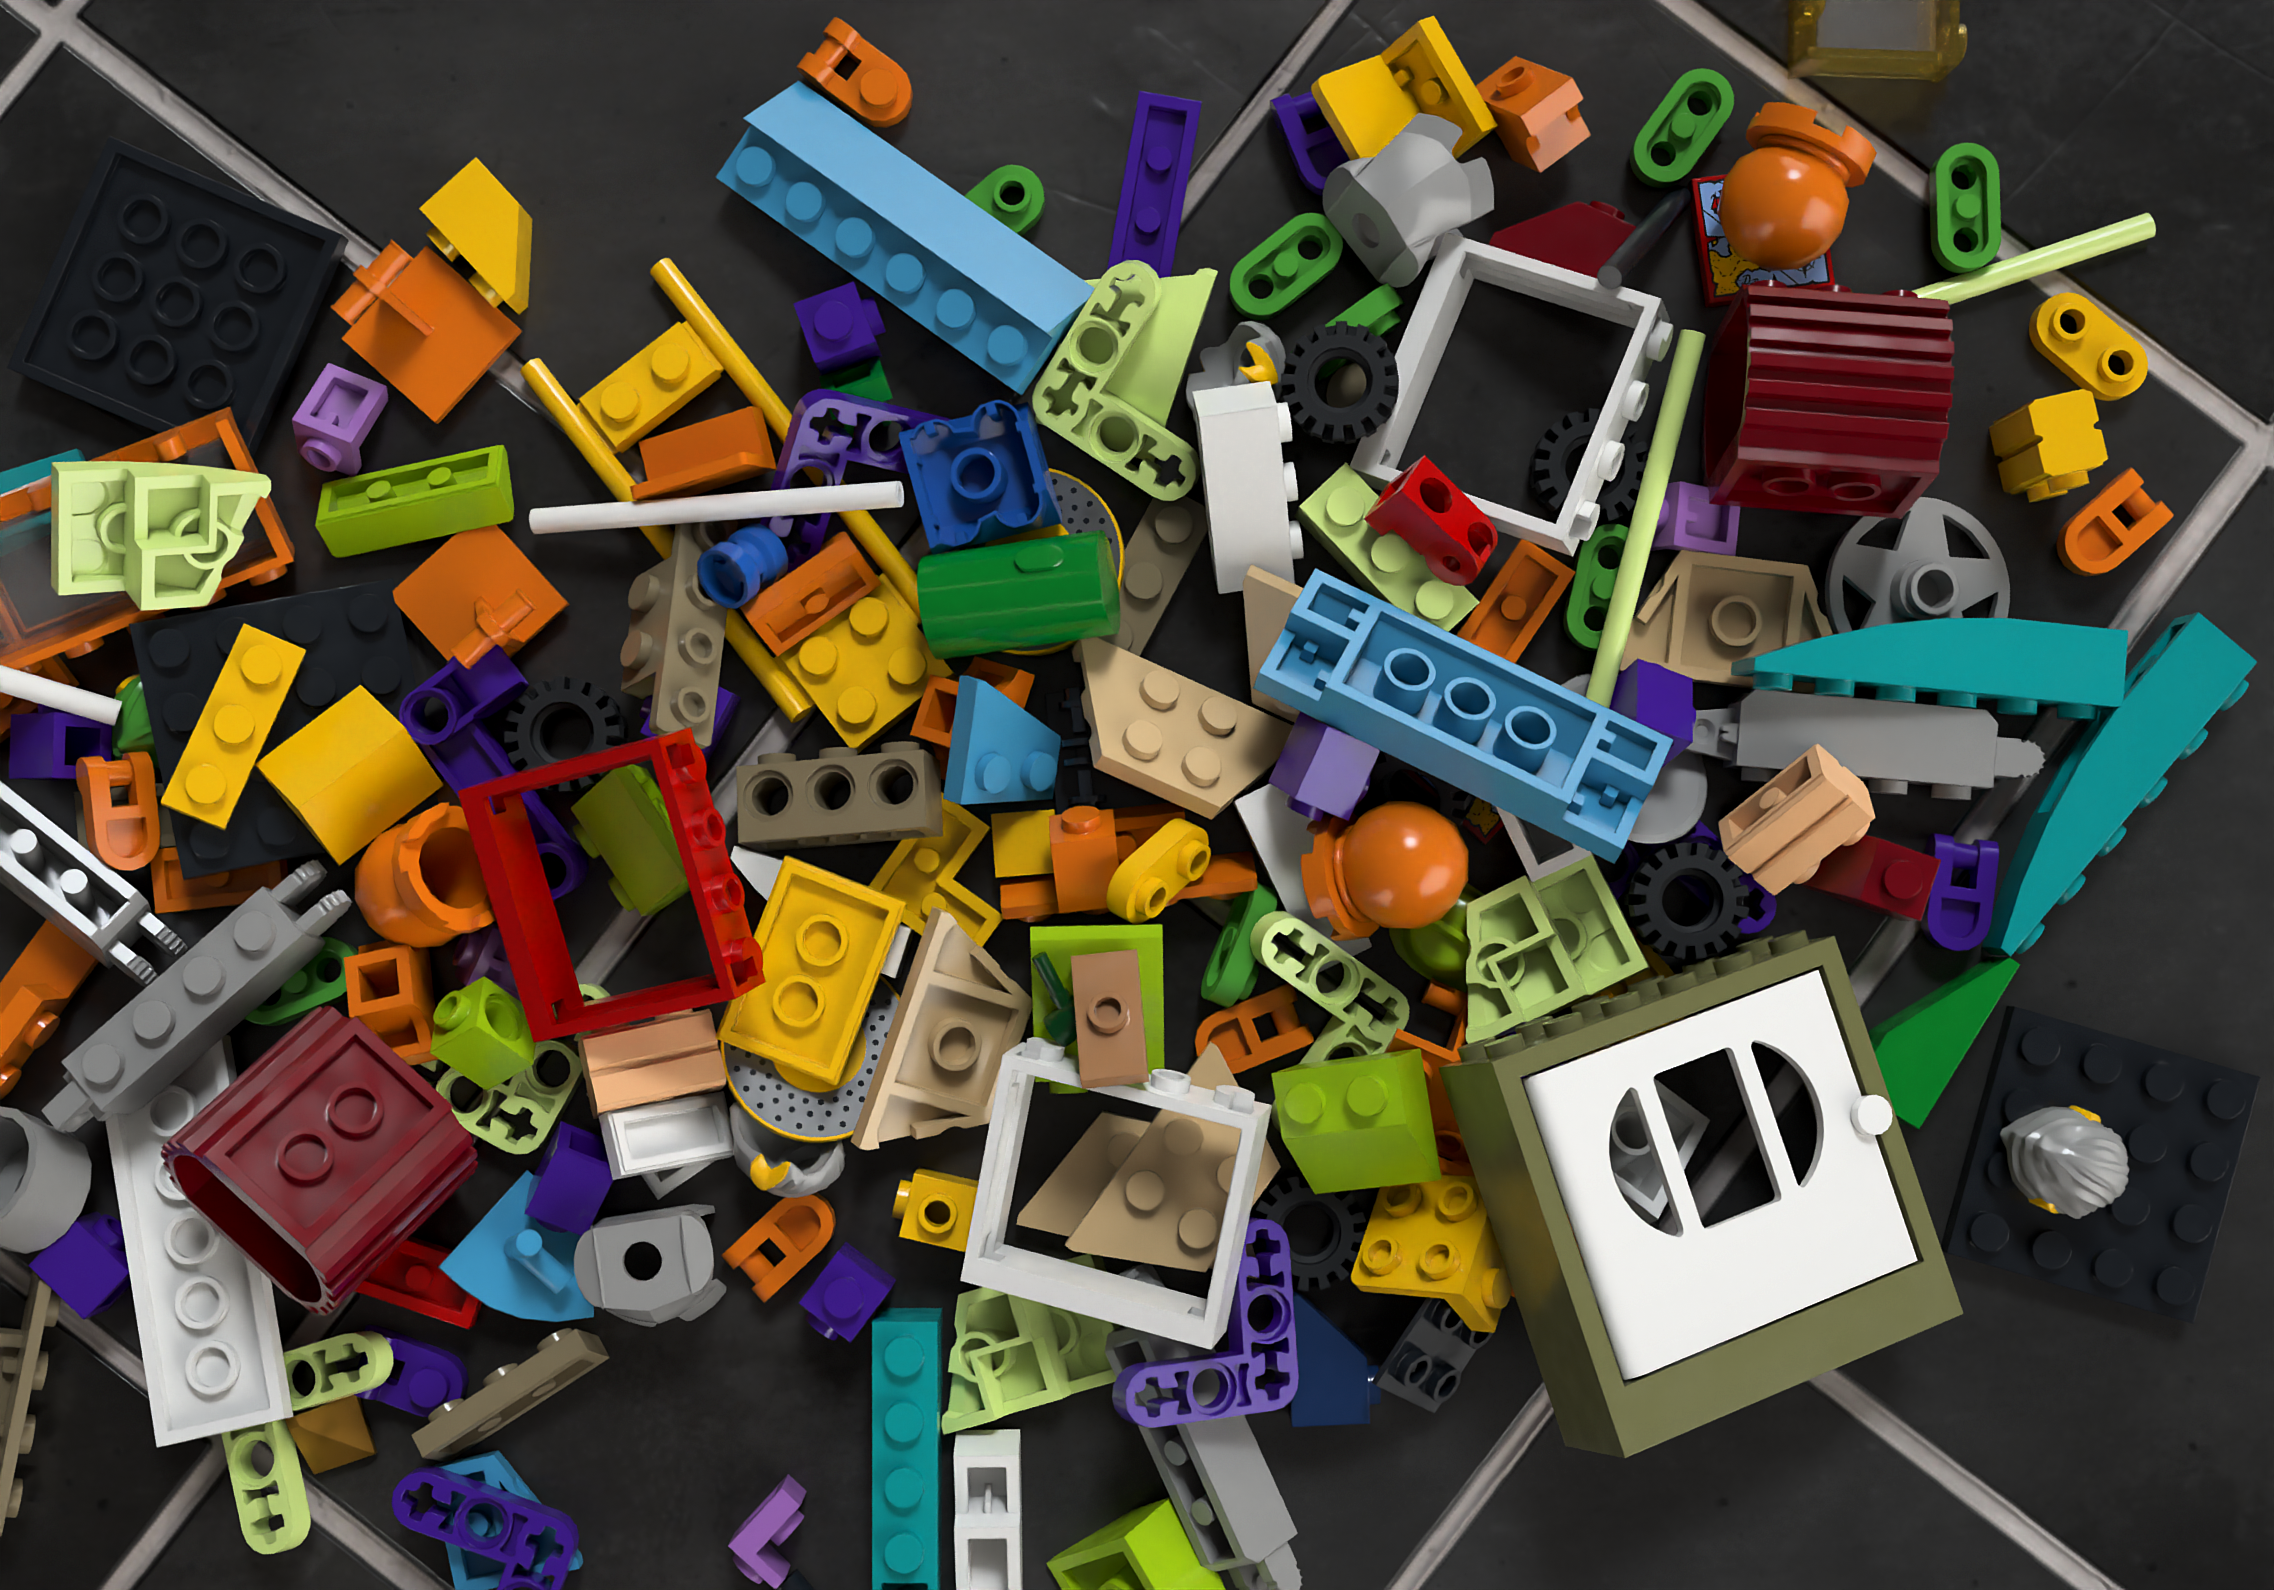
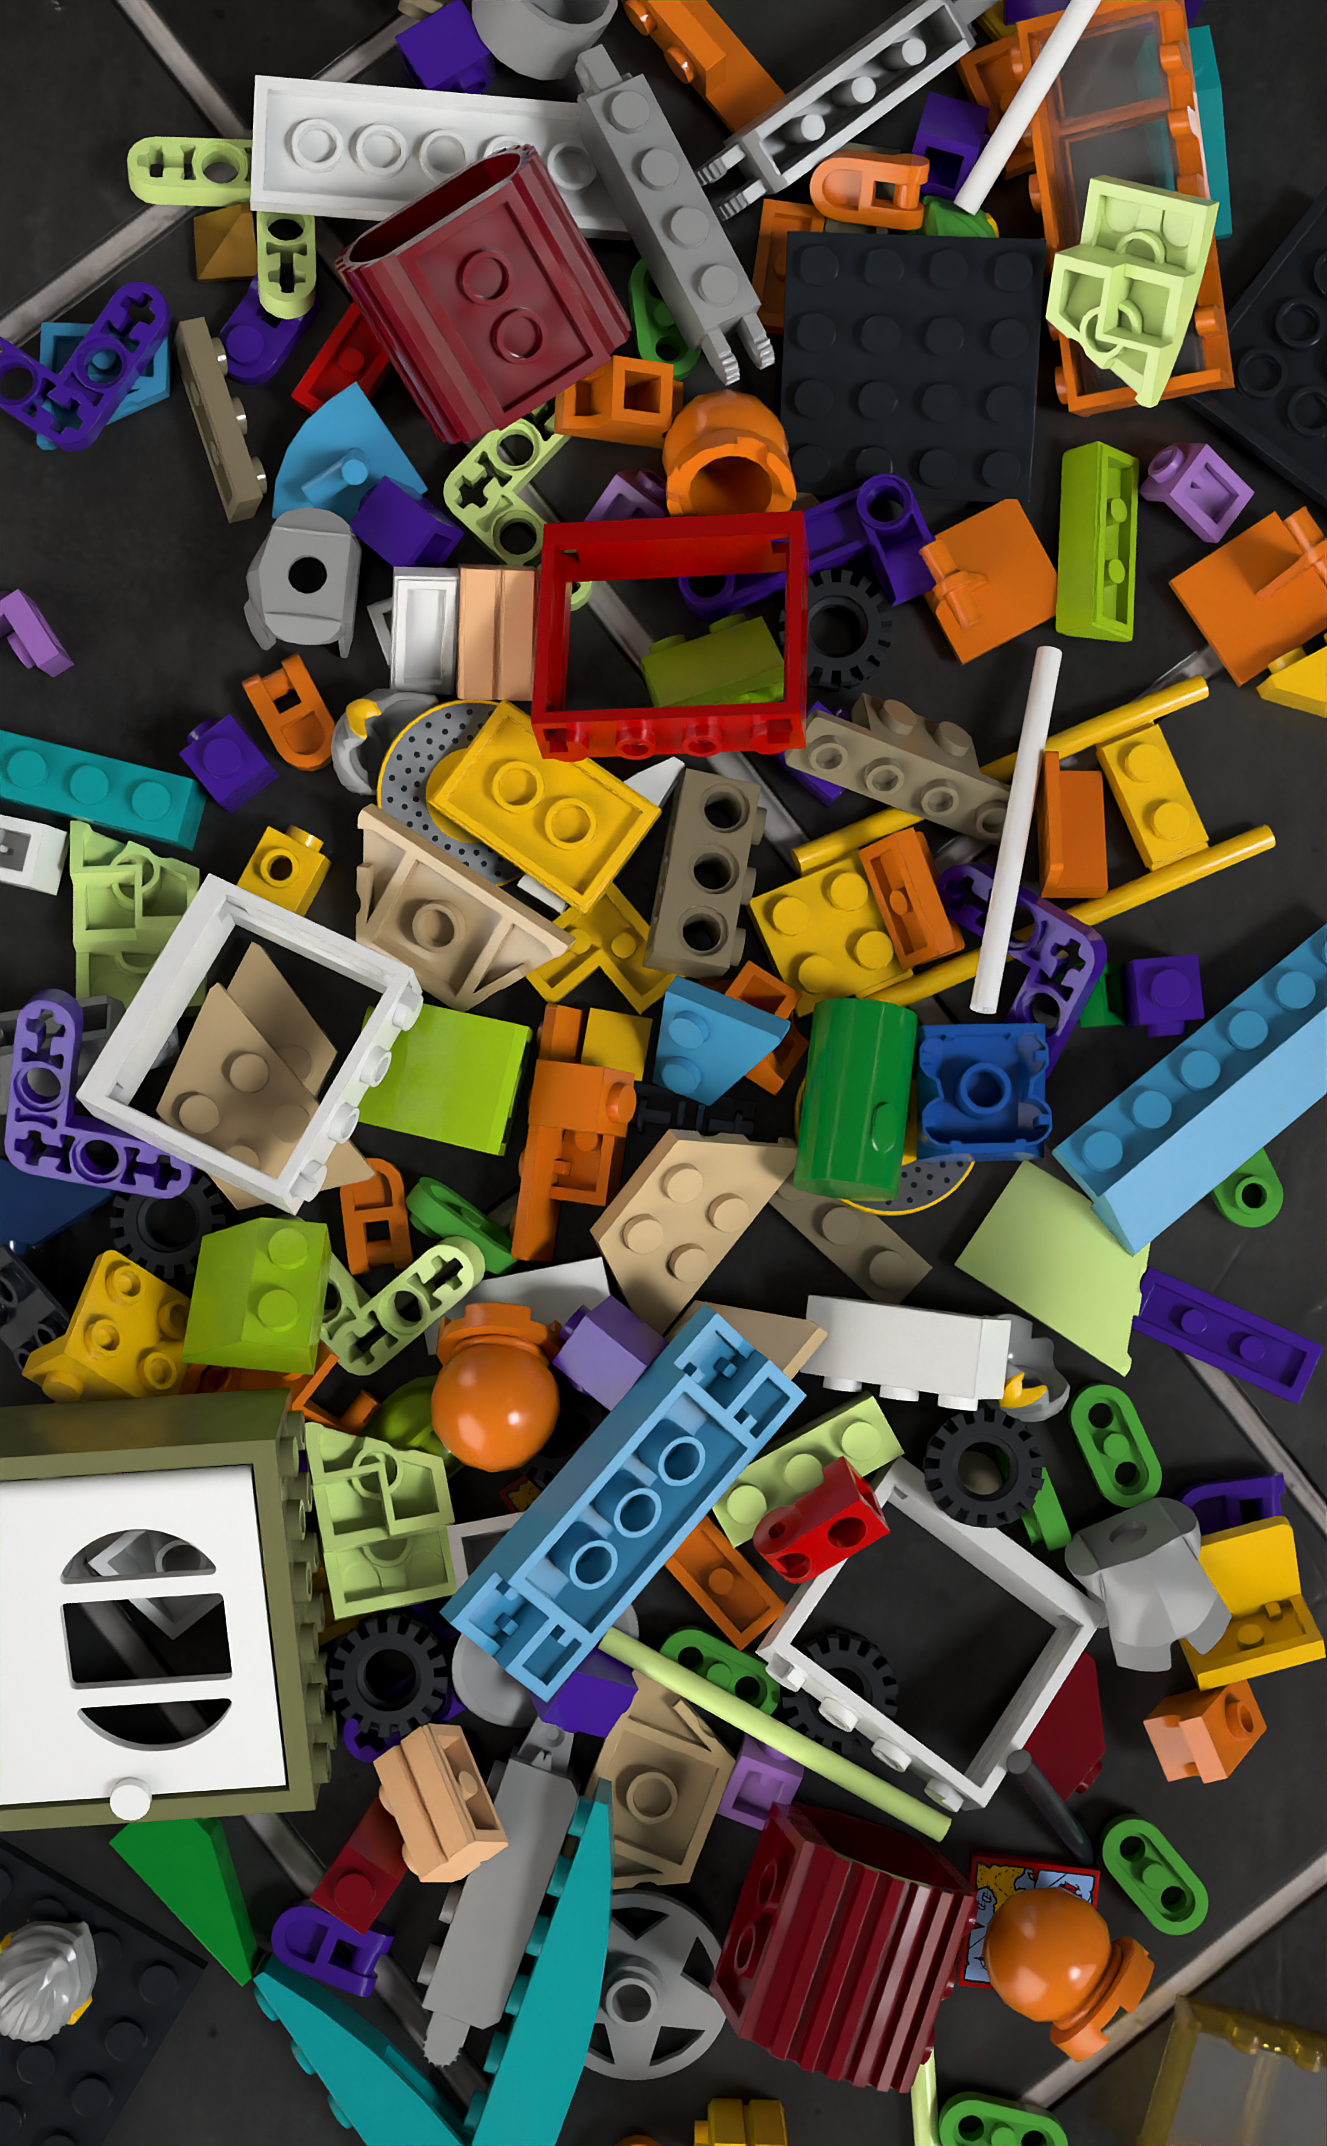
camera: 105 degrees right, 0 degrees up
(233, 727) = (921, 314): yellow plate -> none
(350, 774) = (848, 414): yellow slope -> none
(482, 1034) = (566, 478): lime brick -> none
(742, 565) = (953, 839): blue wheel -> none
(1062, 1020) = (434, 1045): dark green hand -> none
(1098, 404) = (1024, 1225): yellowish green beam -> none
(1109, 1019) = (418, 1080): medium nougat plate -> none
(1158, 871) = (552, 1165): yellow plate -> none

